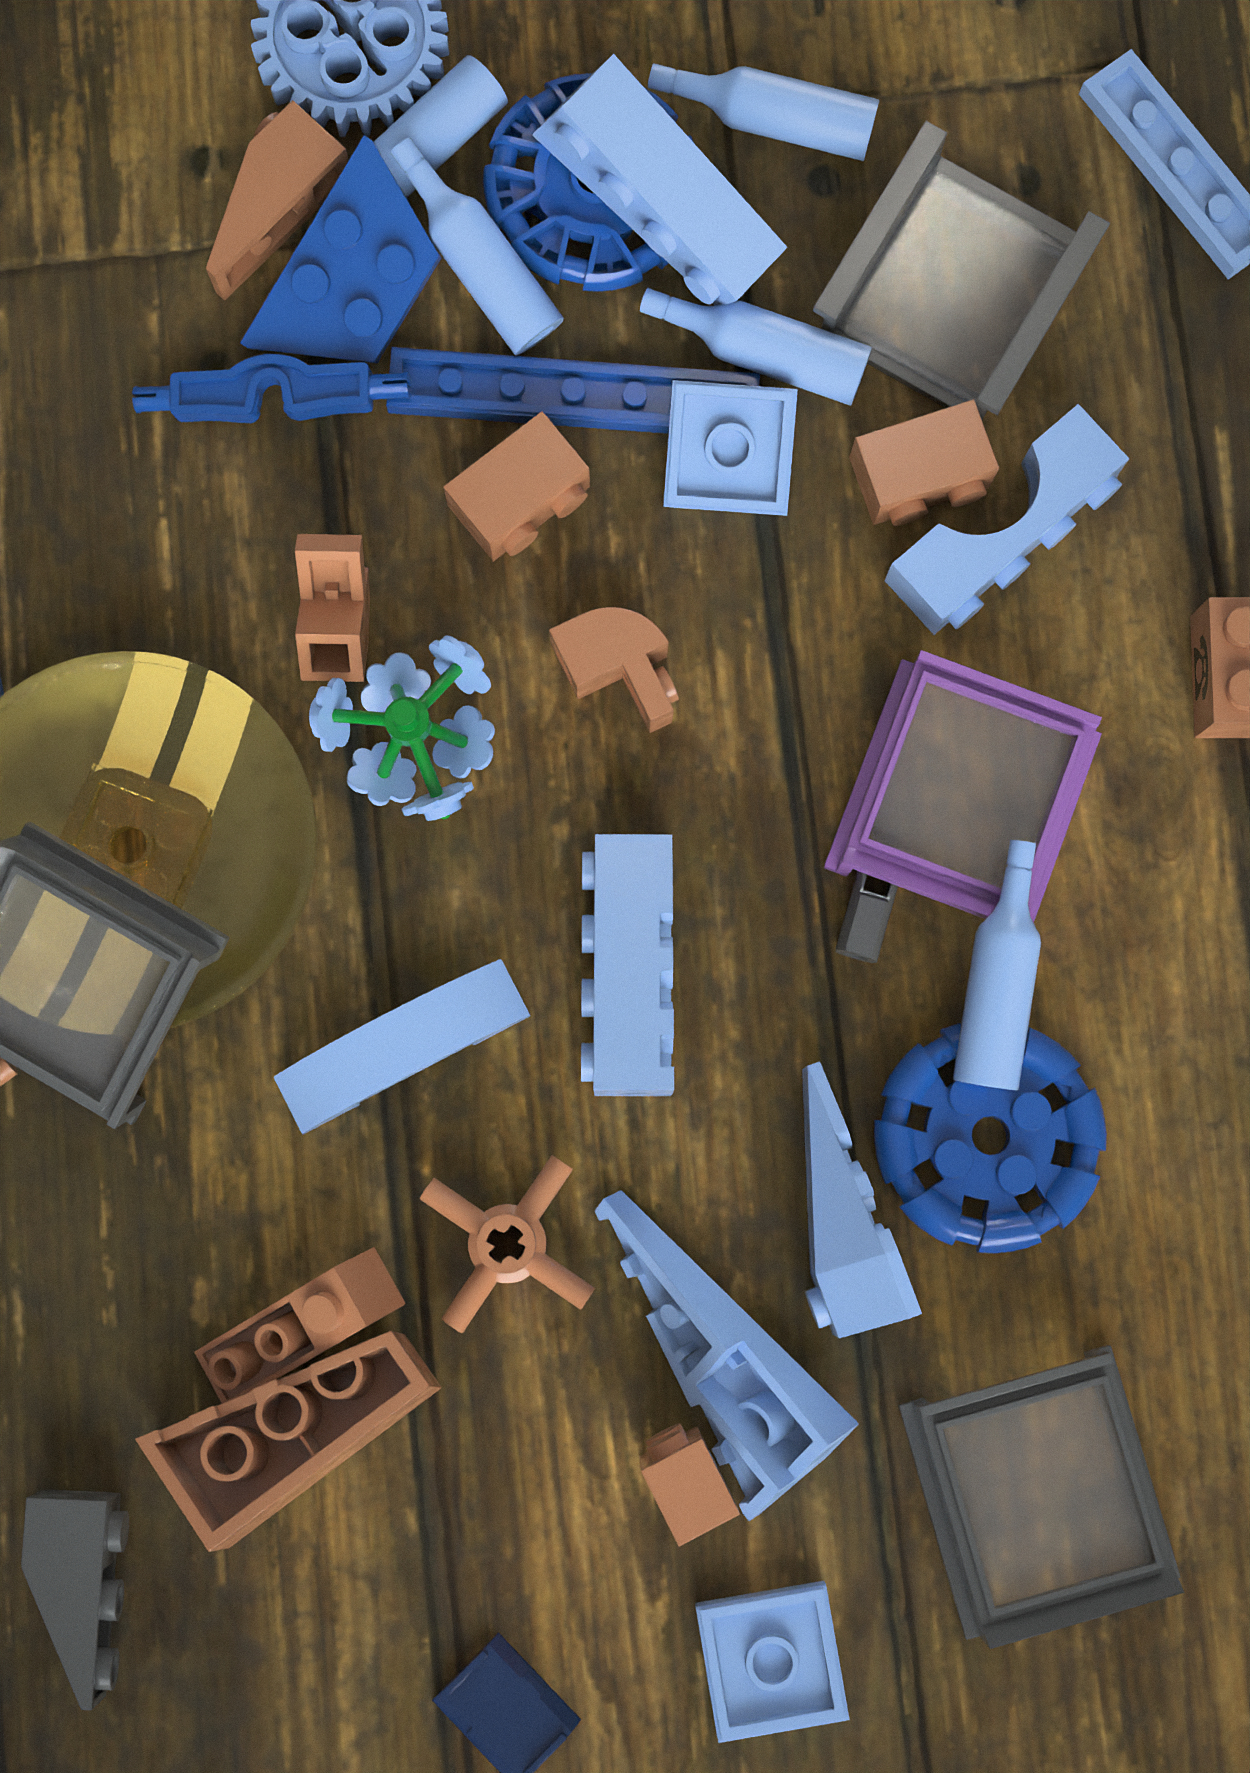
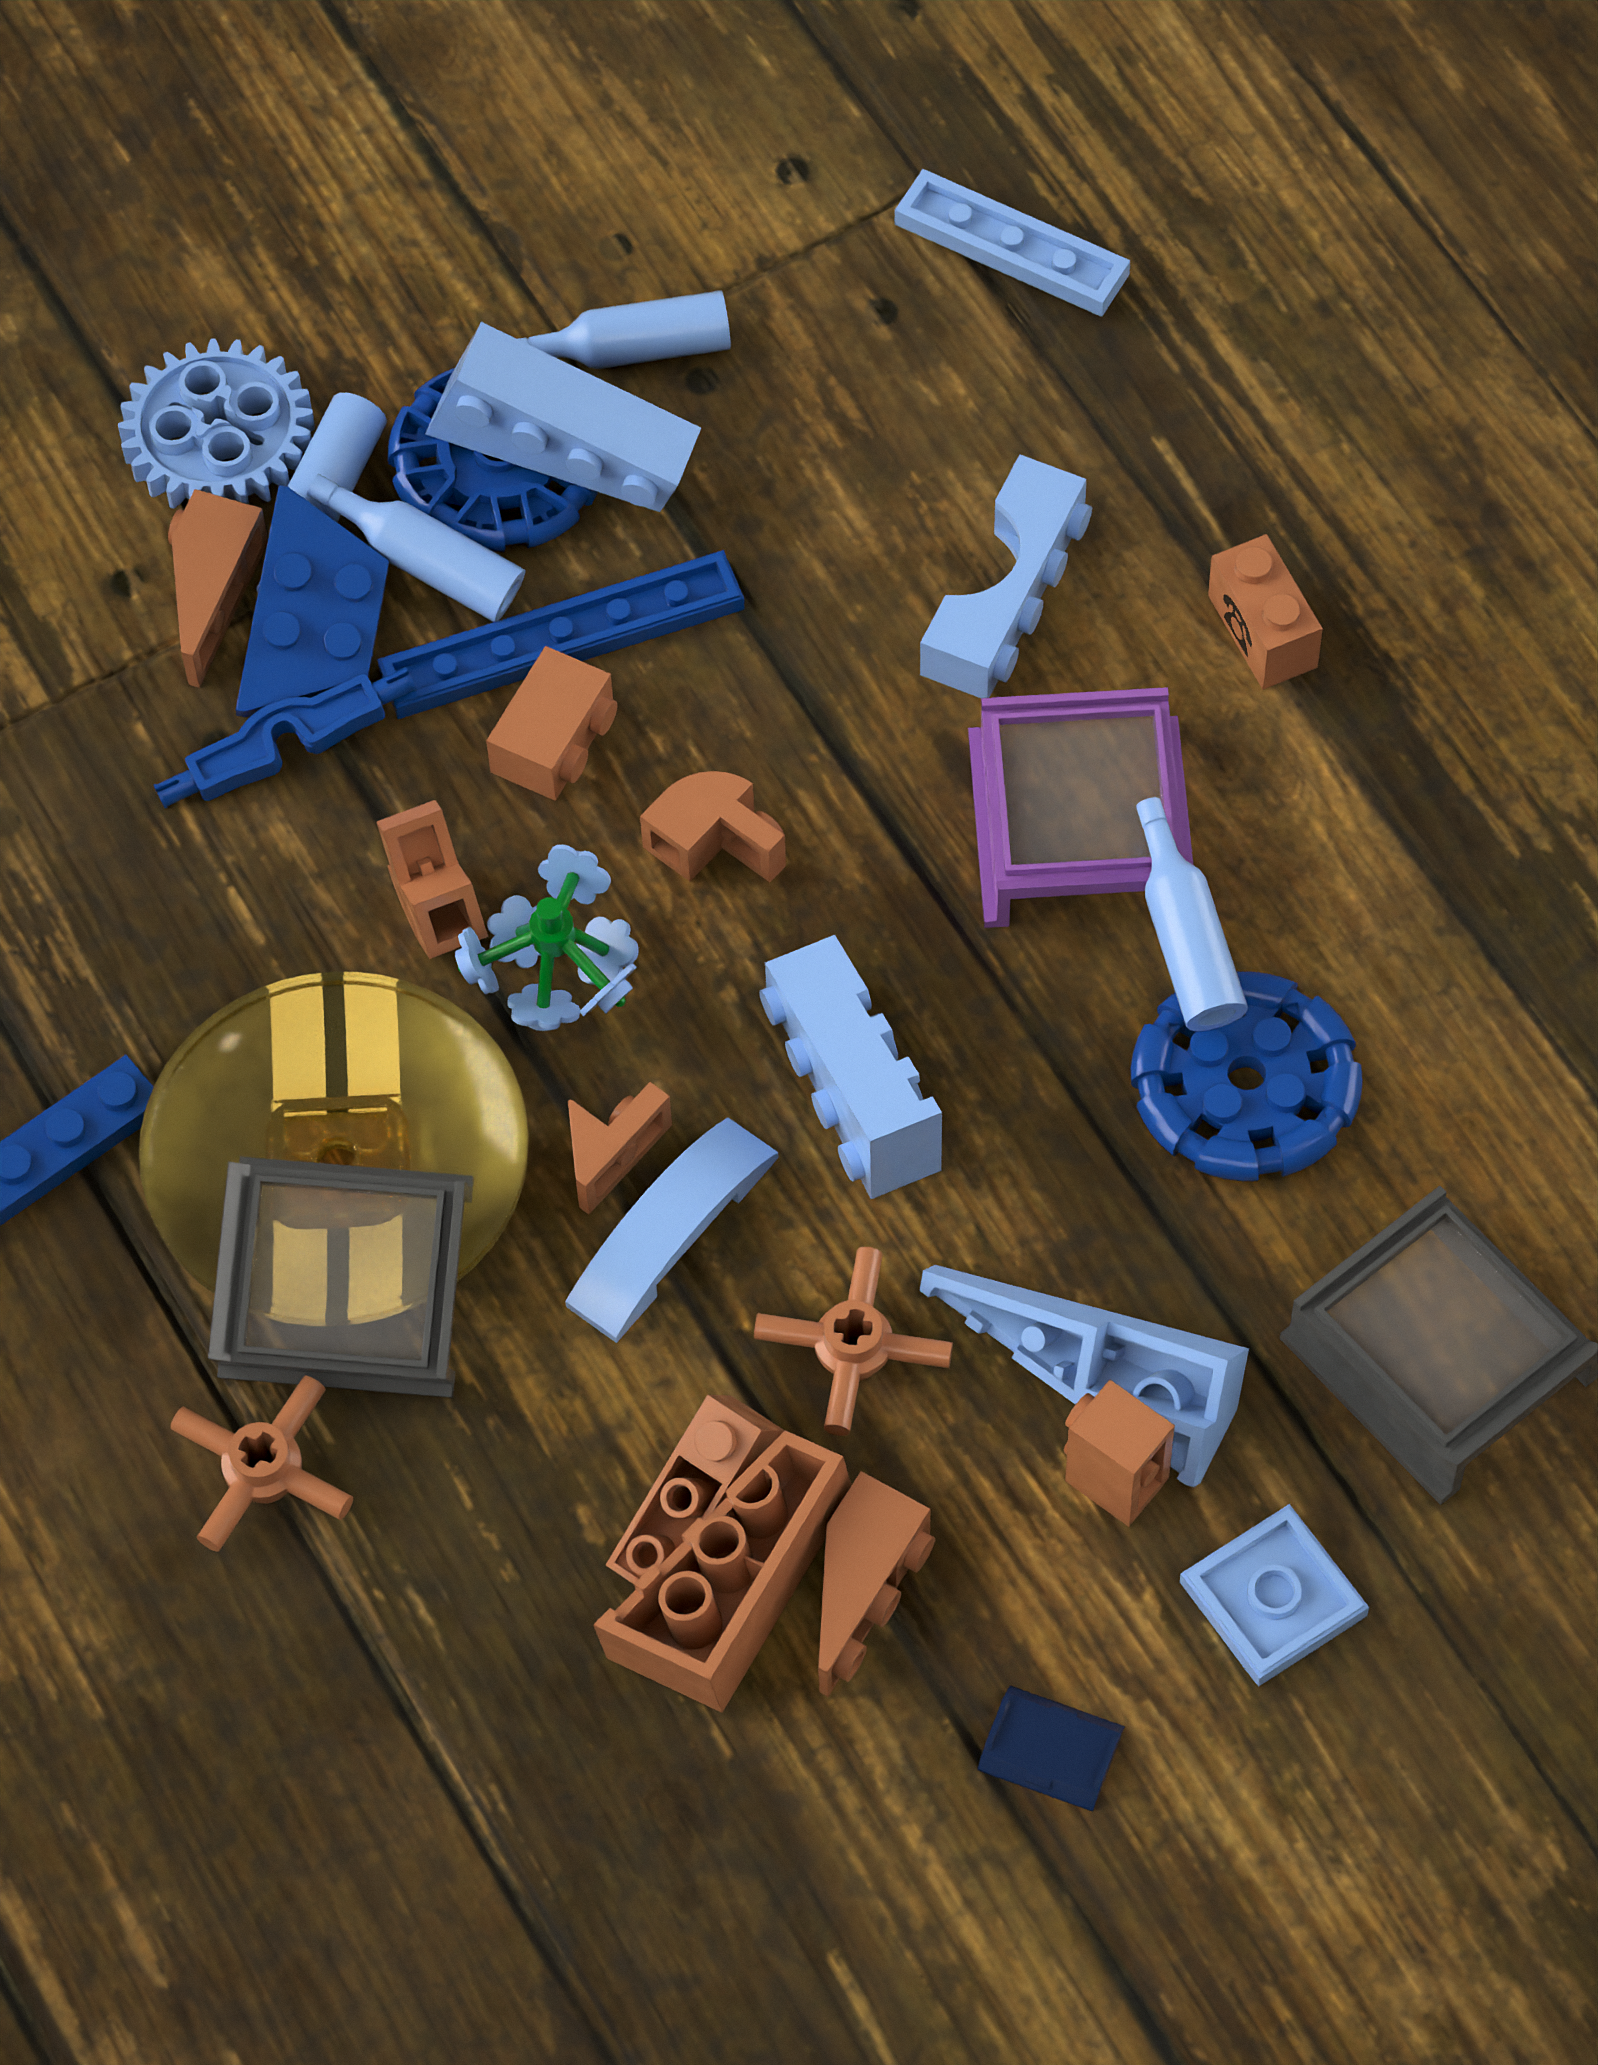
camera: 20 degrees left, 20 degrees down
(71, 1573) = (584, 1788): dark grey slope -> none
(363, 954) = (609, 1152): none -> nougat slope
(420, 1462) = (867, 1553): none -> nougat slope
(730, 447) = (727, 617): light blue tile -> none
(770, 344) = (721, 520): light blue piece -> none
(850, 1257) = (1173, 1206): light blue wedge -> none
(865, 921) = (1043, 943): dark grey bar -> none
(924, 464) = (907, 561): nougat brick -> none
(954, 280) = (859, 412): clear piece -> none

